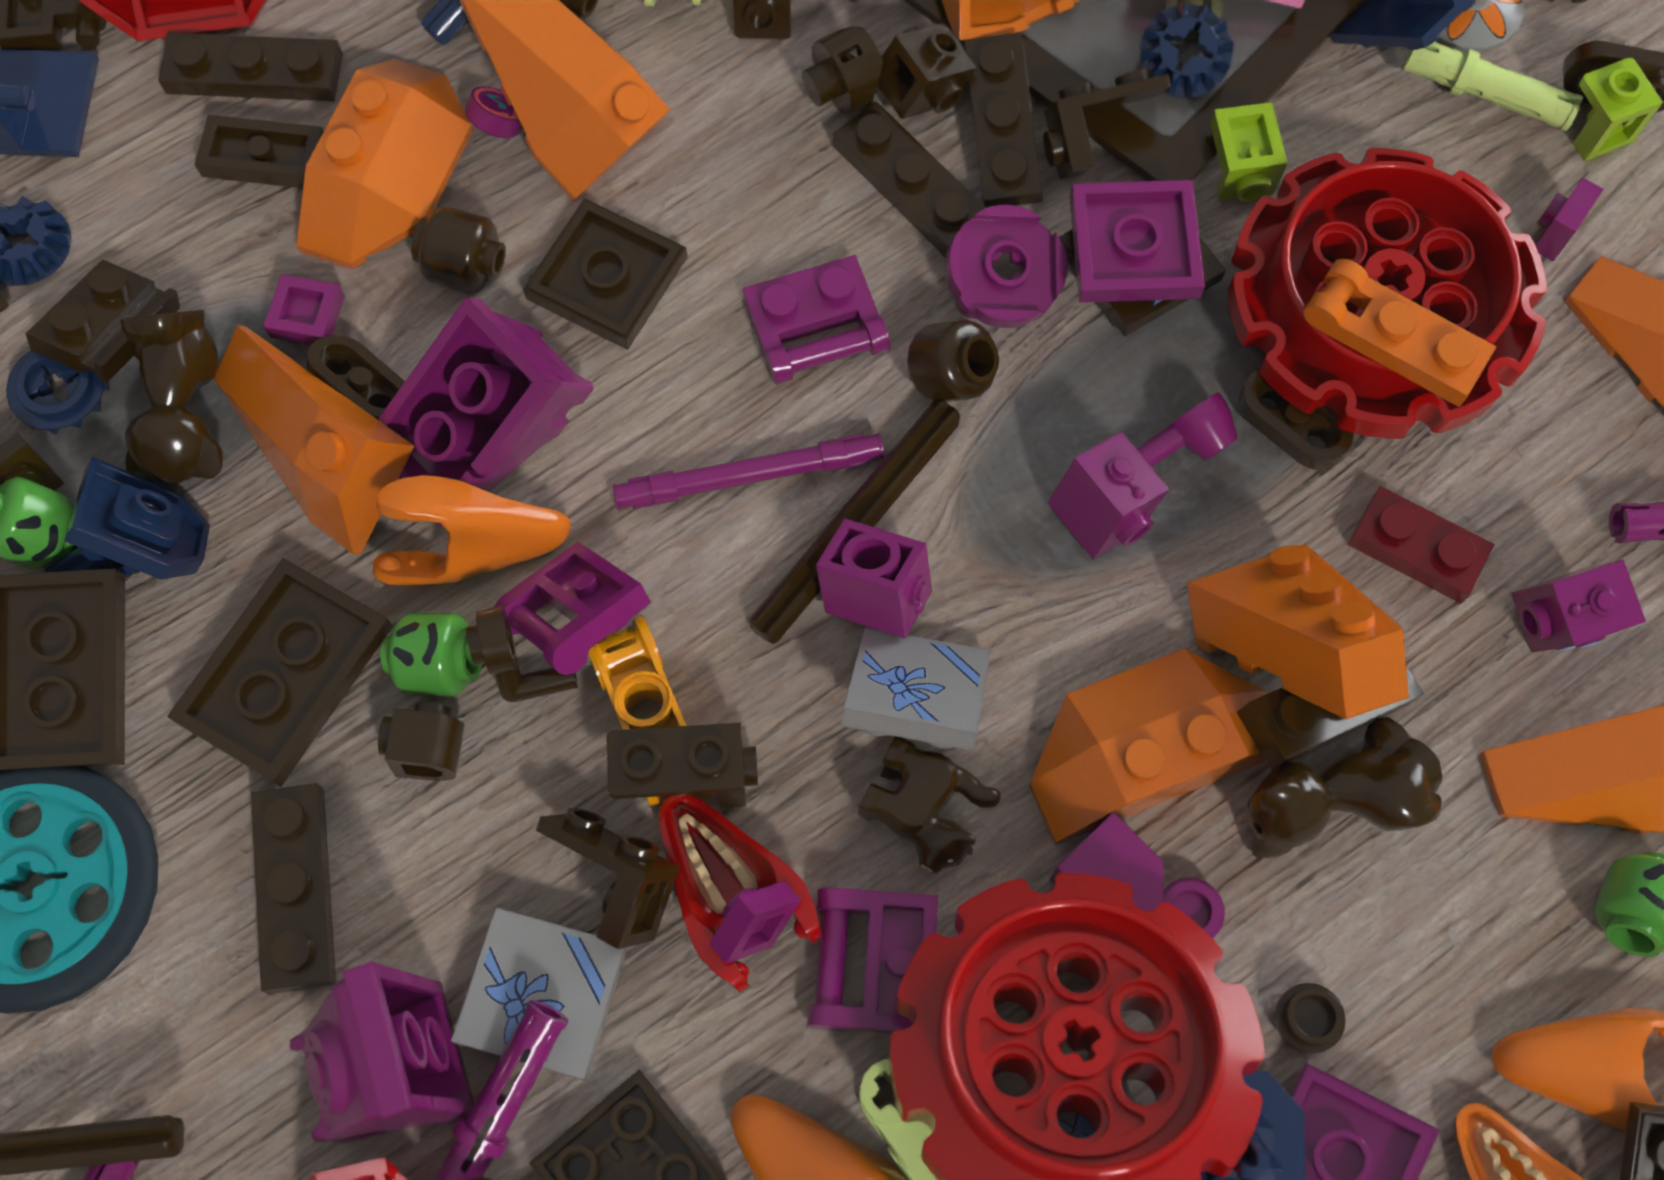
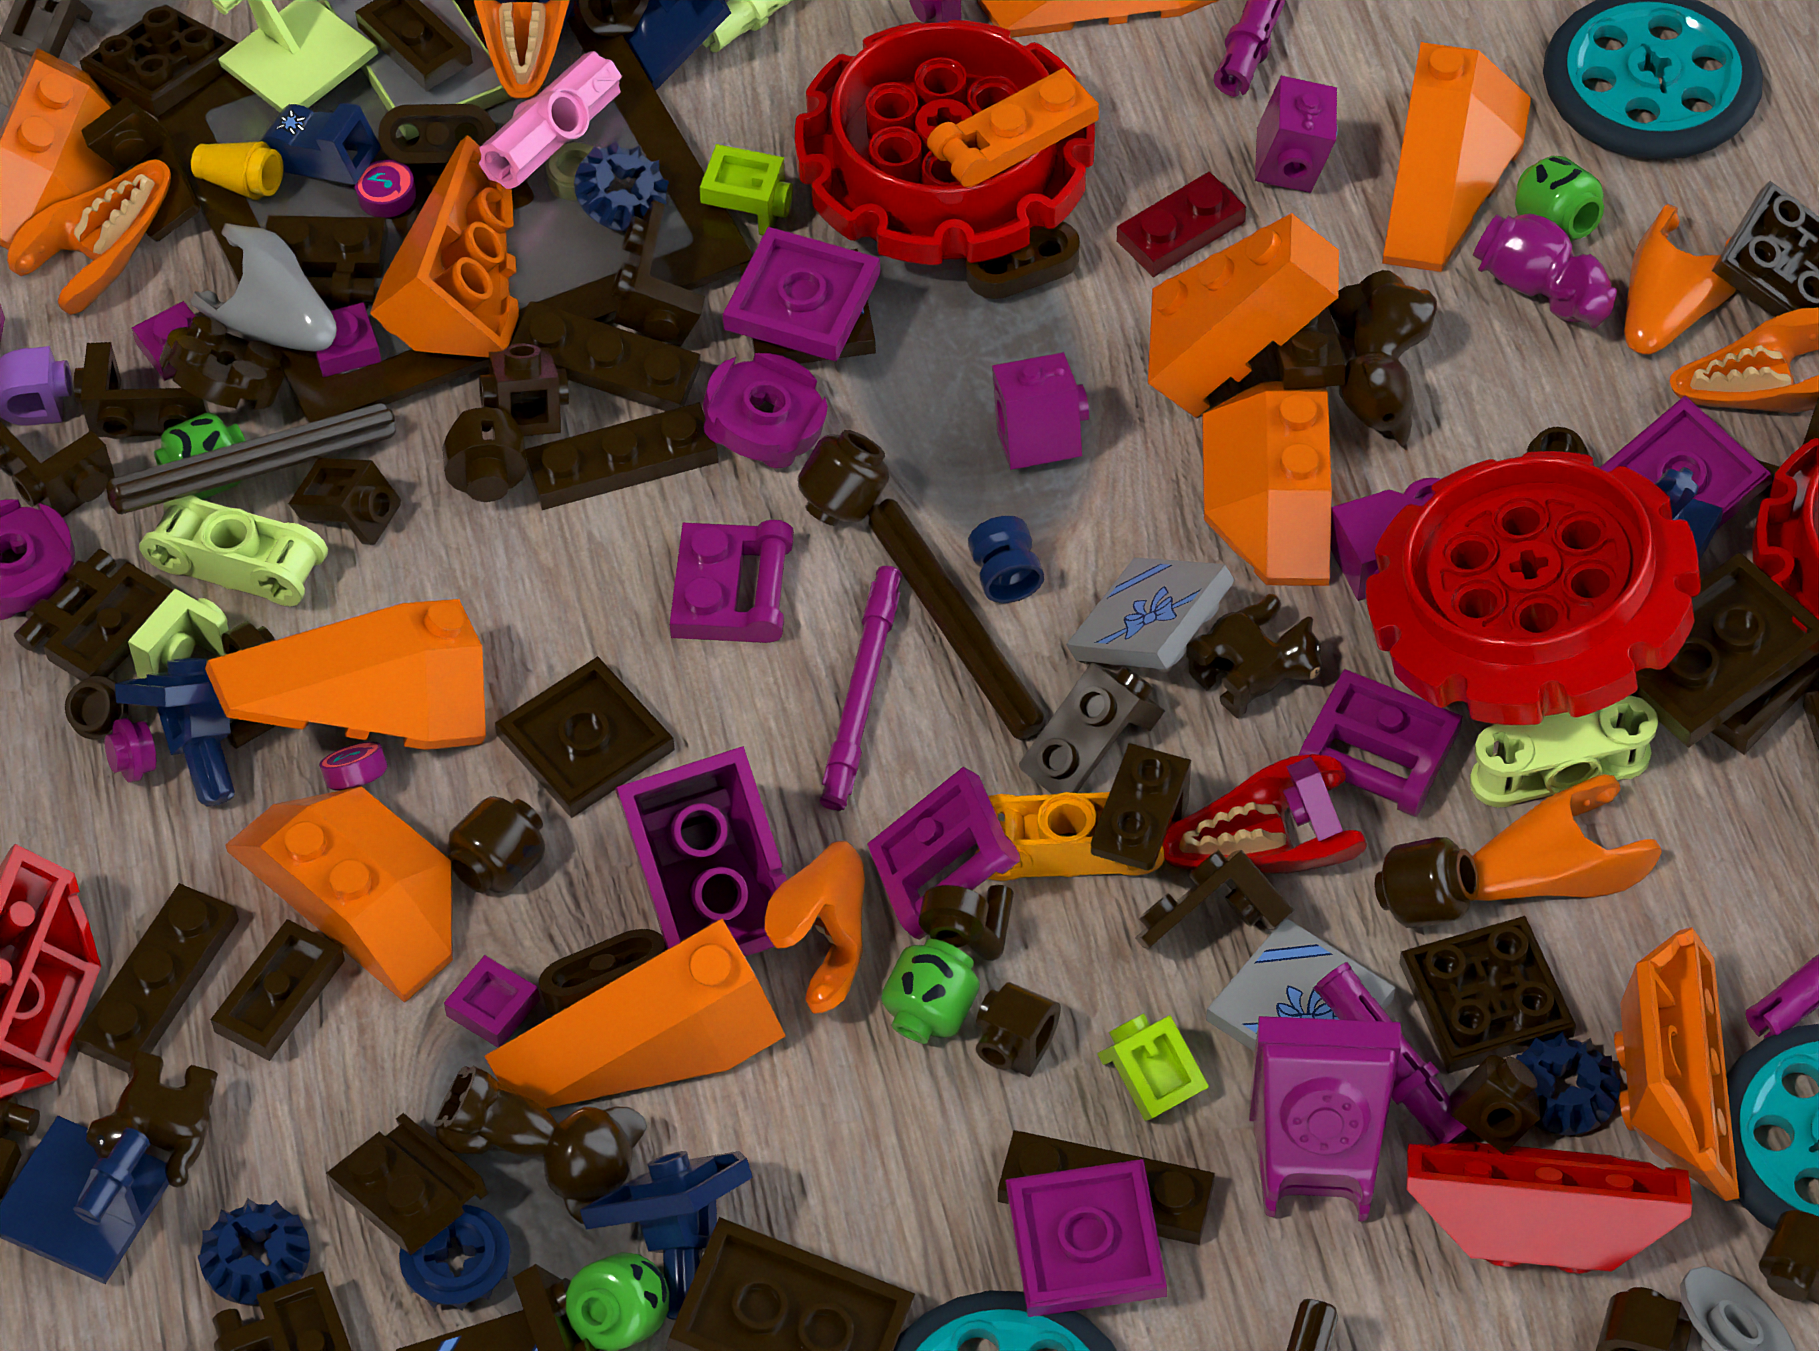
camera: 65 degrees left, 15 degrees down
(104, 113) = (166, 1115): none -> dark brown animal
(204, 890) = (1086, 1238): none -> magenta plate
(281, 671) = (883, 1129): dark brown plate -> none
(424, 879) = (1154, 1064): none -> lime bracket
(712, 1068) = (1427, 882): none -> dark brown head
(779, 682) = (1088, 727): none -> dark brown bracket
(874, 578) = (1032, 606): magenta head -> none
(942, 528) = (1005, 557): none -> dark blue wheel
(1202, 430) = (997, 328): magenta bar -> none
(1552, 905) = (1537, 259): none -> magenta animal

